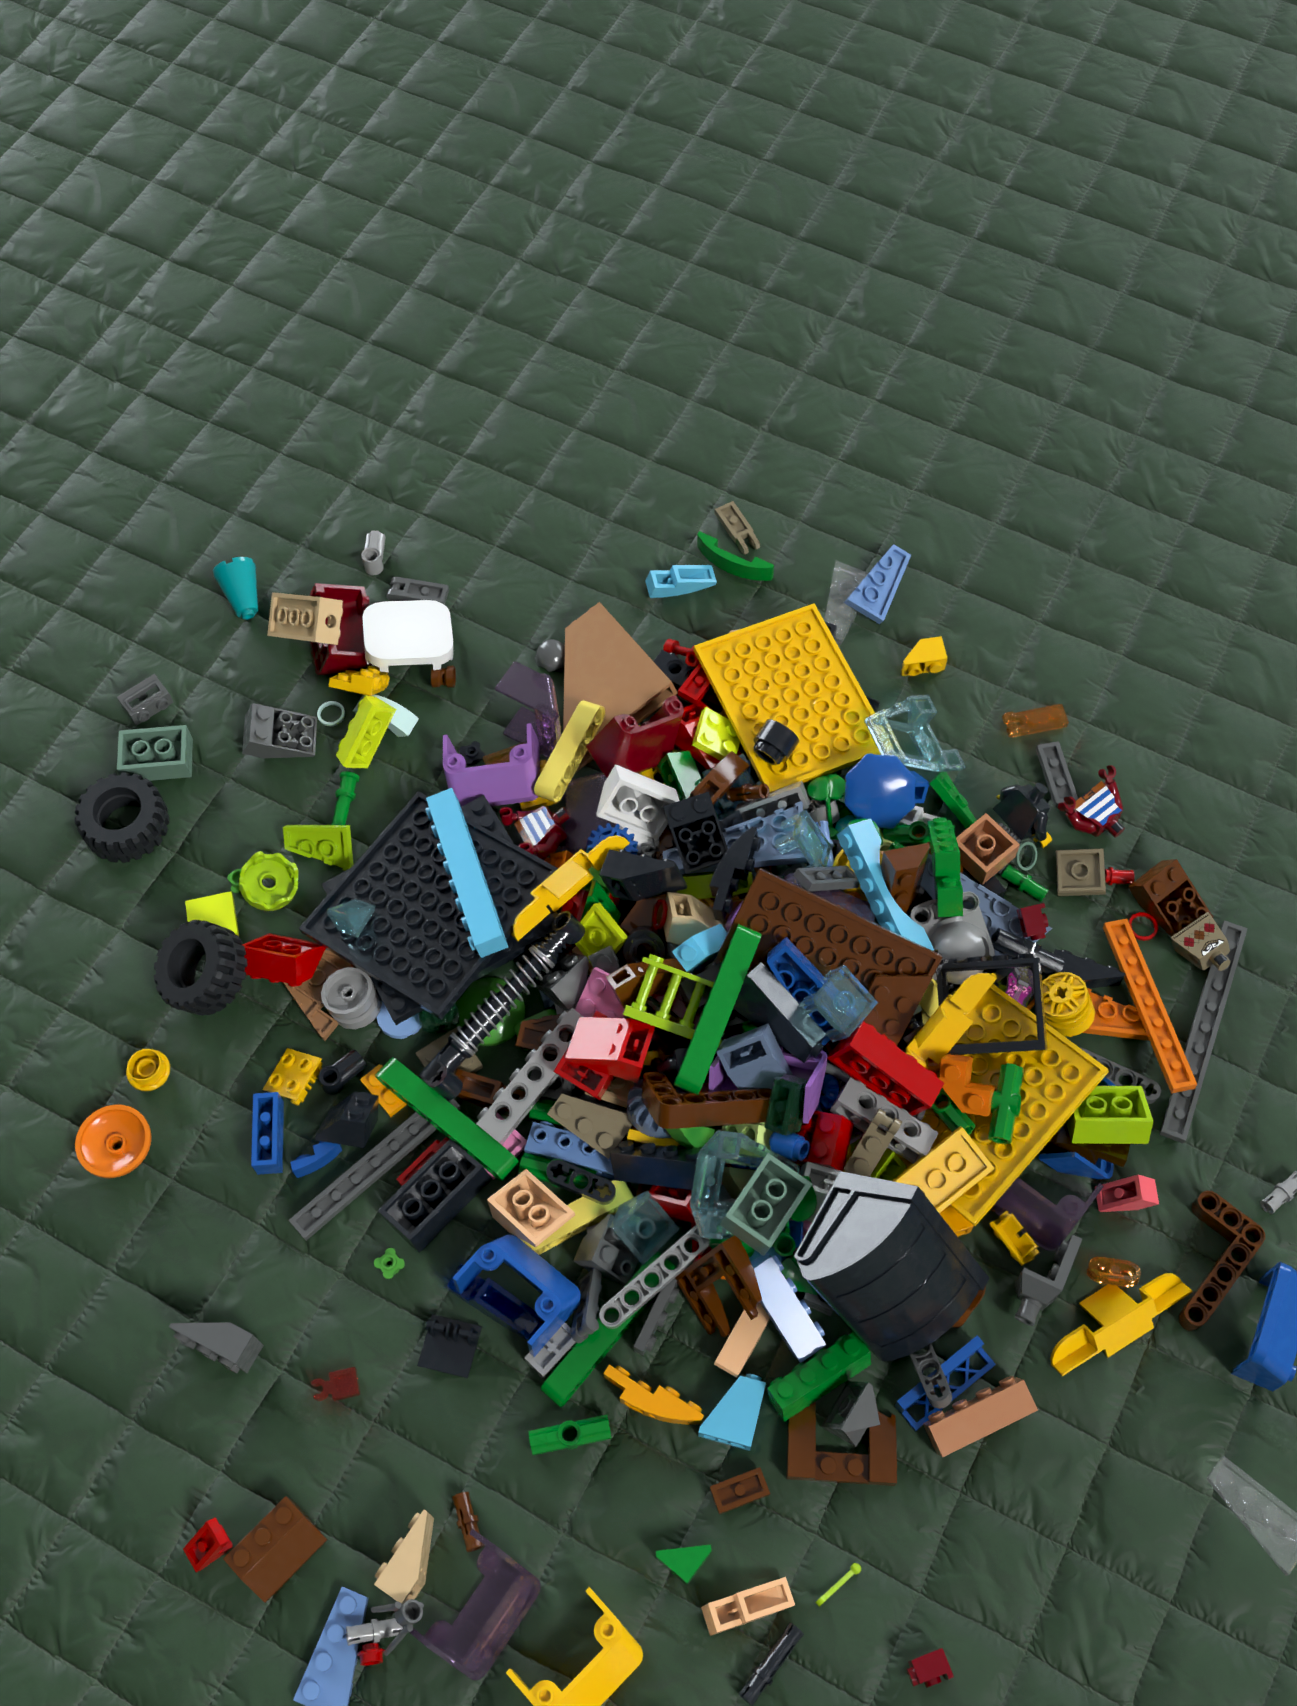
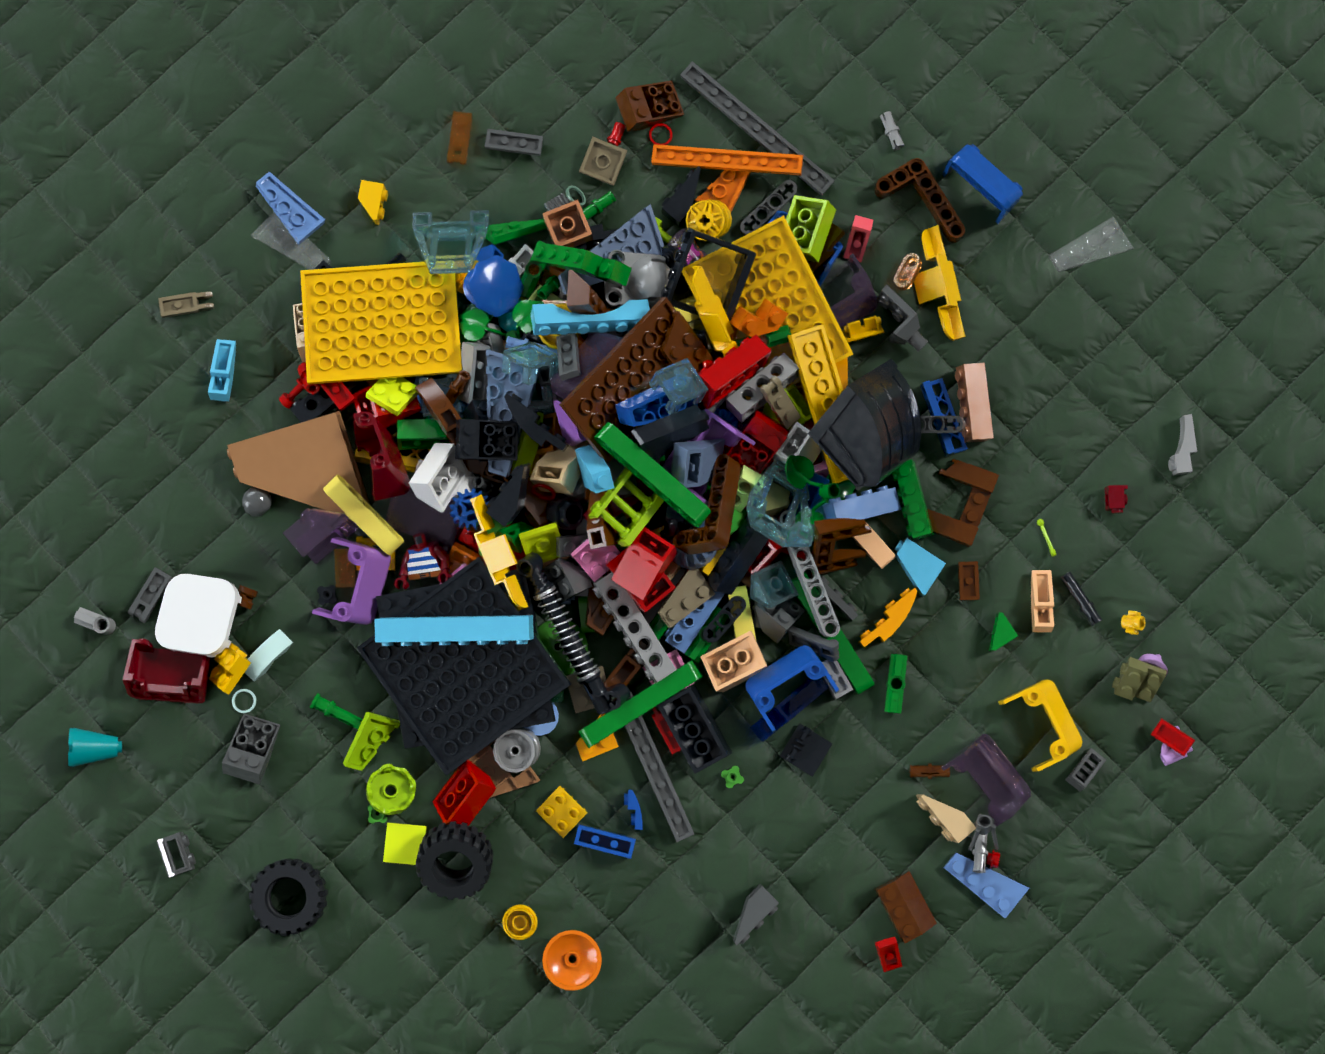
camera: 75 degrees left, 20 degrees up
(156, 752) = (235, 856): sand green brick -> none
(304, 618) = (156, 697): tan brick -> none
(341, 1385) = (808, 833): clear red plate -> none
(343, 1070) = (571, 770): black piece -> none
(350, 1120) = (616, 777): black slope -> none
(351, 916) = (456, 728): clear light blue slope -> none
(365, 732) = (283, 677): neon yellow slope -> none
(754, 570) = (198, 335): green slope -> none
(766, 1204) = (804, 493): sand green brick -> none
(775, 742) = (425, 351): black piece -> none
(786, 1104) = (736, 451): clear green brick -> none
(790, 1146) = (762, 461): blue brick -> none
(853, 1412) = (944, 486): dark grey slope -> none
(1006, 1104) = (781, 296): green piece -> none
(1013, 945) = (663, 231): black piece -> none
(1025, 811) = (542, 182): black torso -> none
(1033, 921) = (643, 216): dark red brick -> none
(1097, 808) = (555, 124): torso -> none
(1203, 944) = (695, 99): dark tan torso -> none

